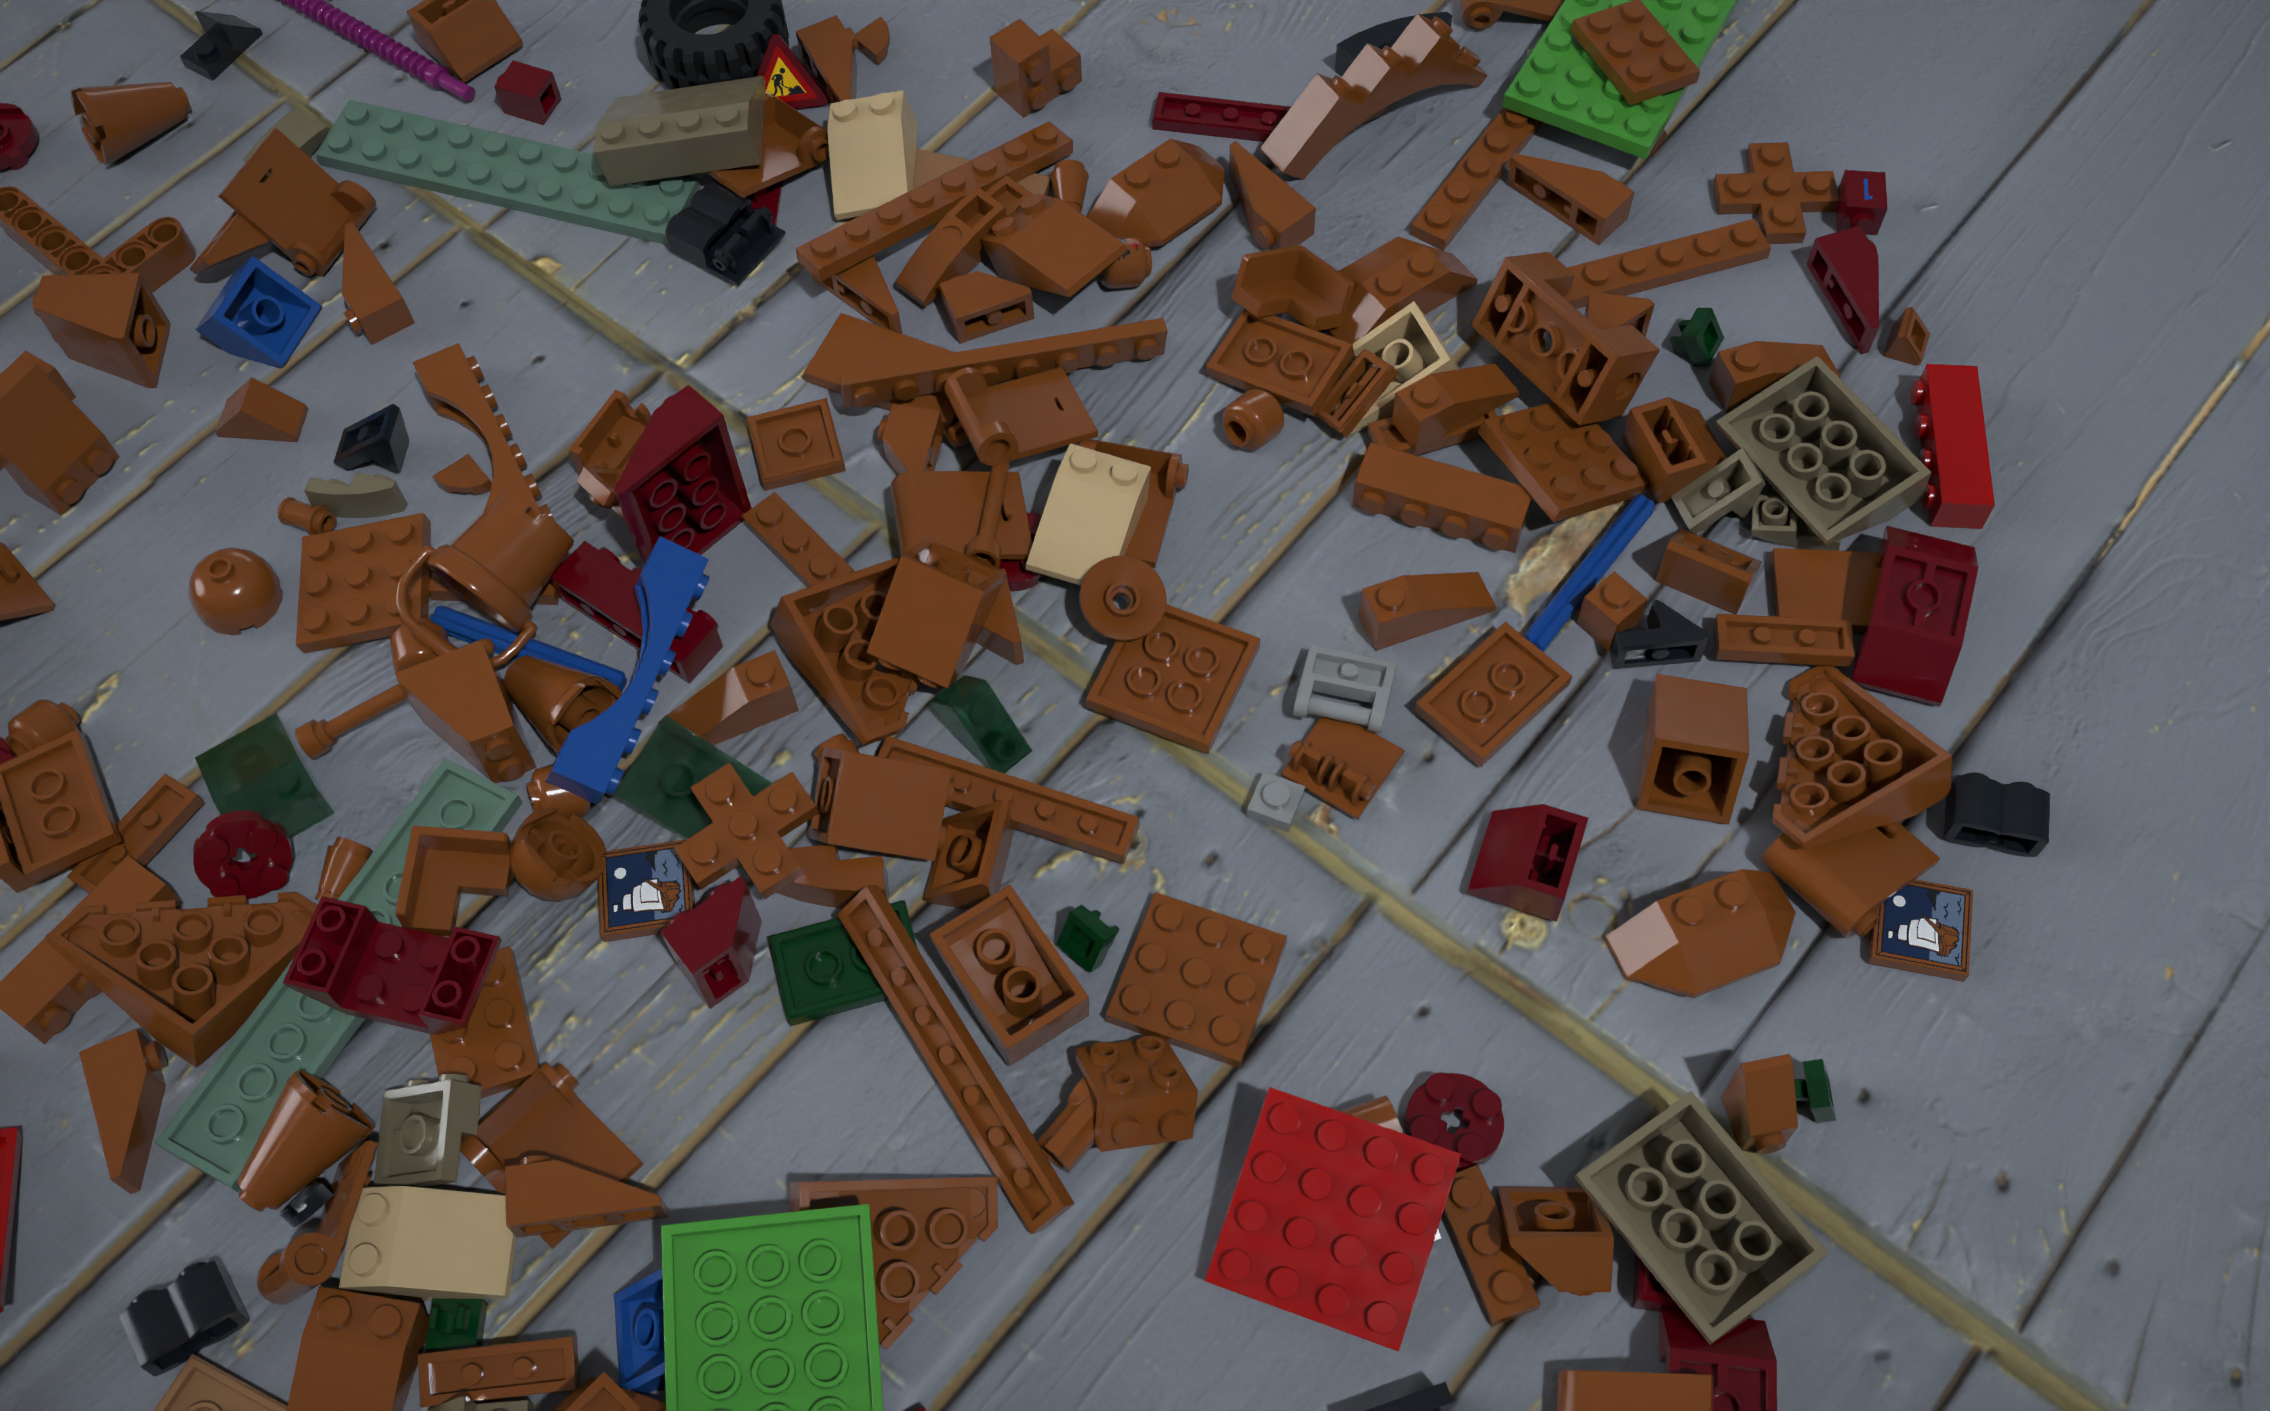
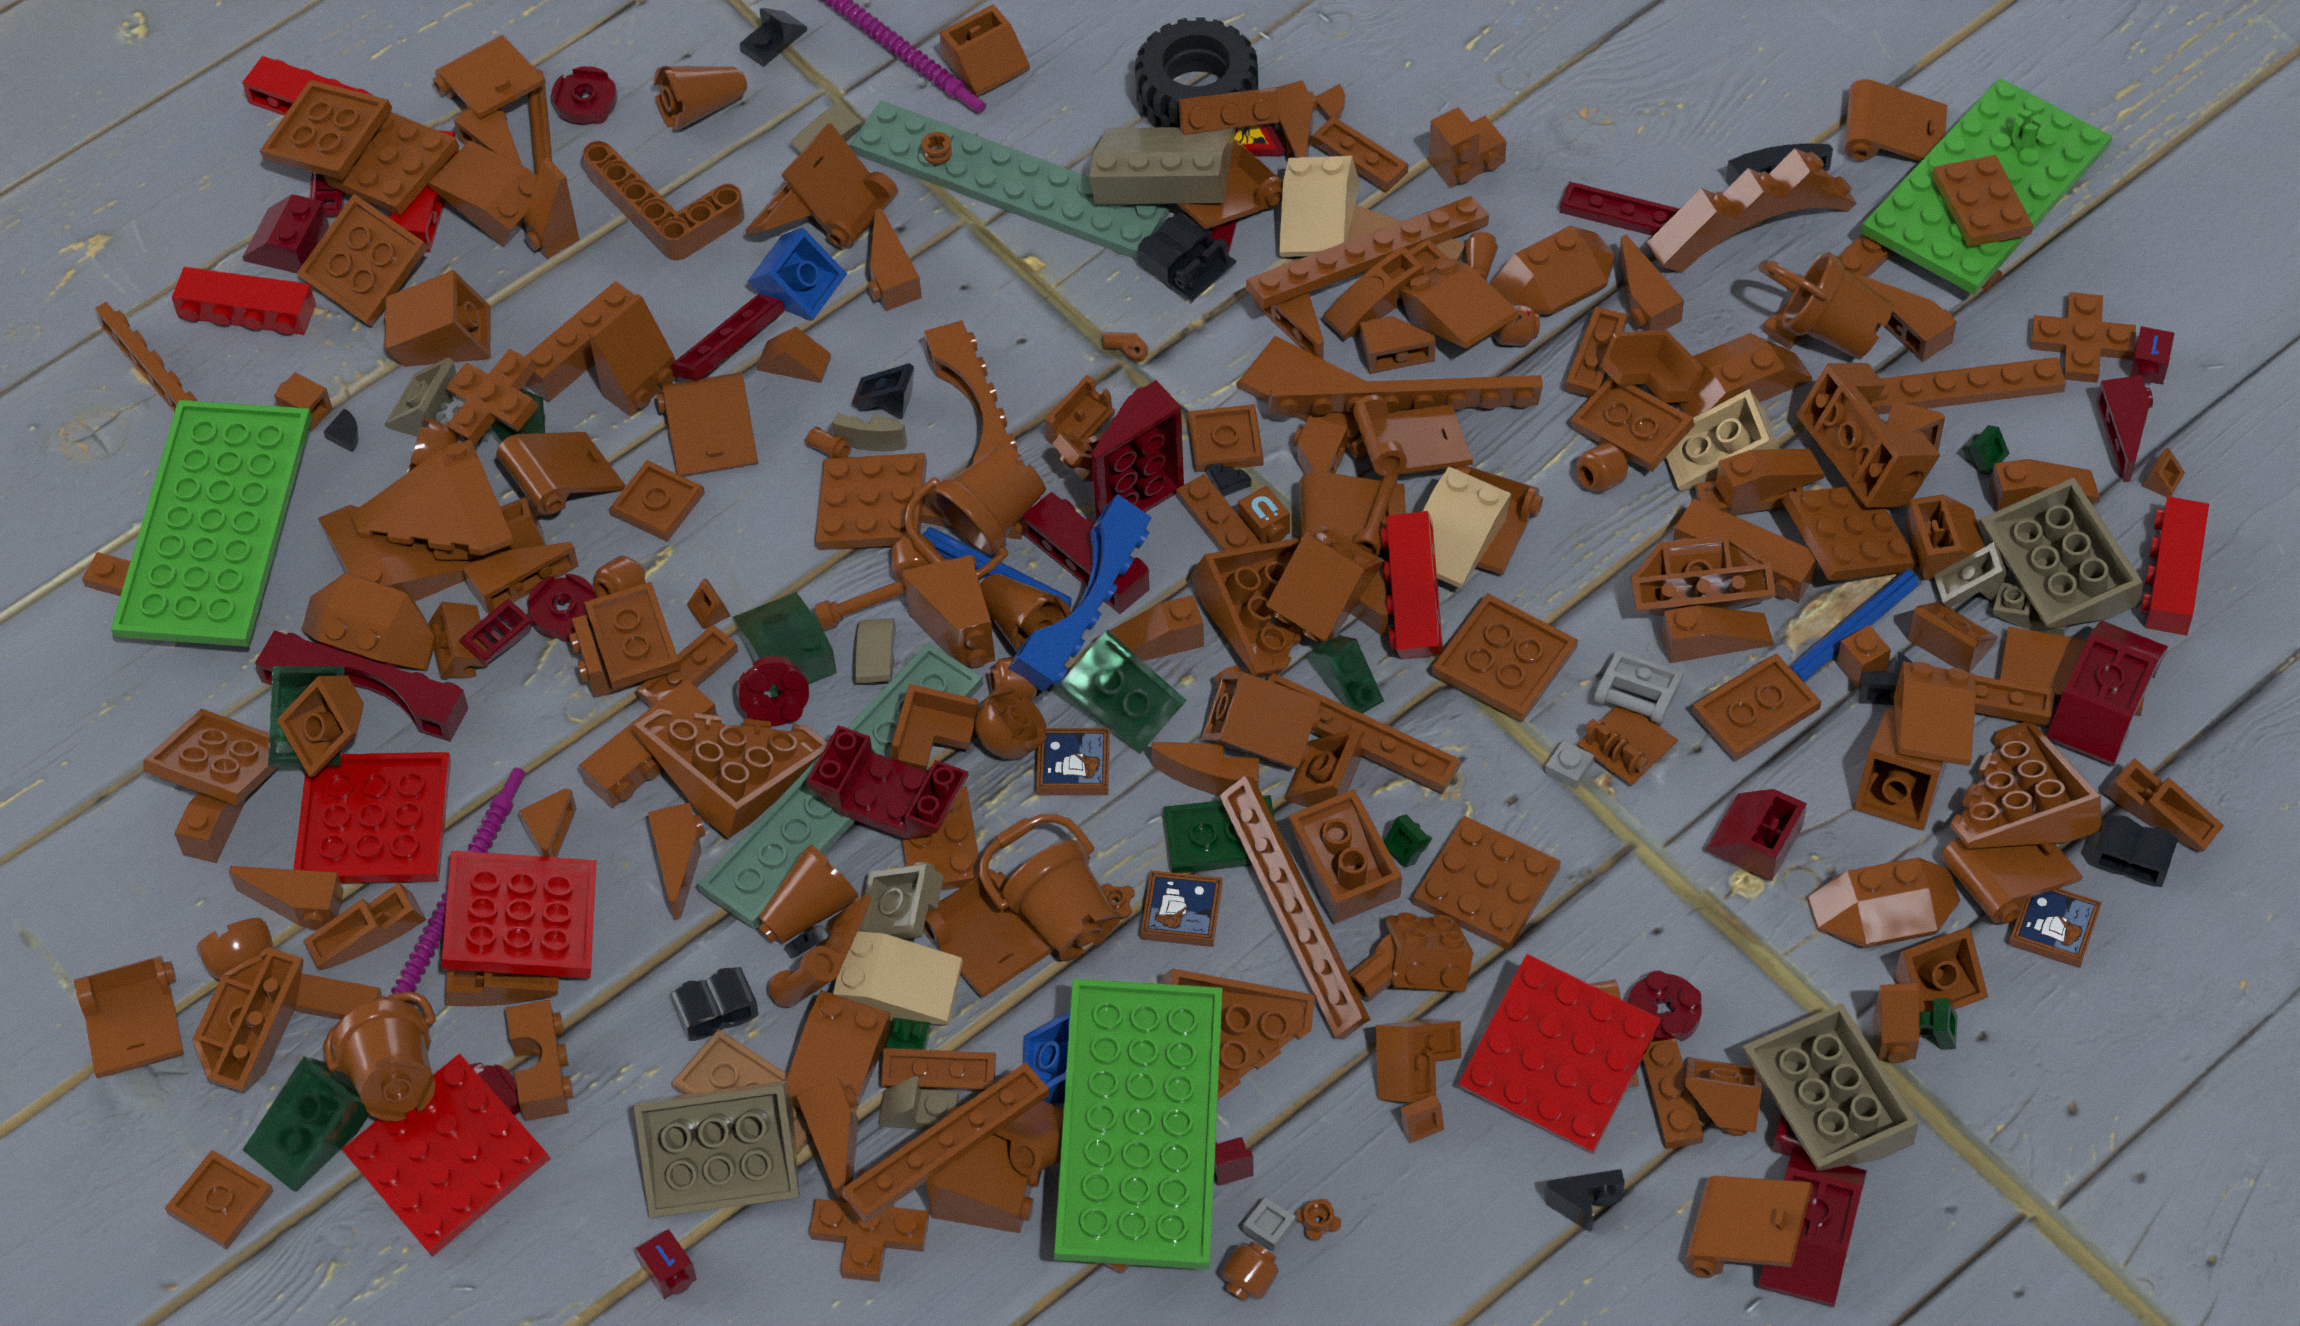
camera: 10 degrees right, 5 degrees down
(94, 618) = (656, 500): none -> dark orange tile
(106, 323) = (677, 267): dark orange slope -> none
(155, 512) = (709, 424): none -> dark orange door
(162, 746) = (707, 605): none -> dark orange slope
(172, 402) = (727, 337): none -> dark red tile
(234, 590) = (769, 494): dark orange cylinder -> none
(341, 866) = (843, 710): dark orange cone -> none
(377, 778) = (875, 651): none -> dark tan slope
(415, 134) = (936, 139): none -> dark orange bush
(463, 477) = (955, 429): dark orange tile -> none
(527, 92) = (1031, 113): dark red brick -> none
(560, 1197) = (998, 959): dark orange slope -> none
(632, 1084) = (1055, 889): none -> dark orange piece
(667, 344) = (1129, 343): none -> dark orange arm
(716, 941) = (1125, 802): dark red slope -> none
(724, 1091) = (1123, 894): none -> dark orange plate
(747, 830) = (1158, 724): dark orange plate -> none
(753, 57) = (1228, 110): none -> dark orange plate
(804, 494) = (1228, 479): none -> black tile
(807, 1075) = (1181, 908): none -> tile
(854, 535) = (1265, 516): none -> dark orange brick
(926, 94) = (1369, 158): none -> dark orange plate
(1048, 599) = (1414, 585): none -> red brick
(1127, 579) = (1482, 581): dark orange dish -> none
(1133, 1248) = (1409, 1054): none -> dark orange panel
(1164, 1339) = (1422, 1118): none -> dark orange plate
(1215, 308) = (1586, 374): none -> dark orange plate
(1359, 395) = (1692, 460): dark orange tile -> none
(1399, 535) = (1701, 572): none -> dark orange wedge
(1489, 190) = (1831, 305): none -> dark orange piece
(1723, 675) = (1935, 713): none -> dark orange slope
(1802, 1019) = (1944, 970): none -> dark orange slope
(2014, 750) = (2163, 805): none -> dark orange slope

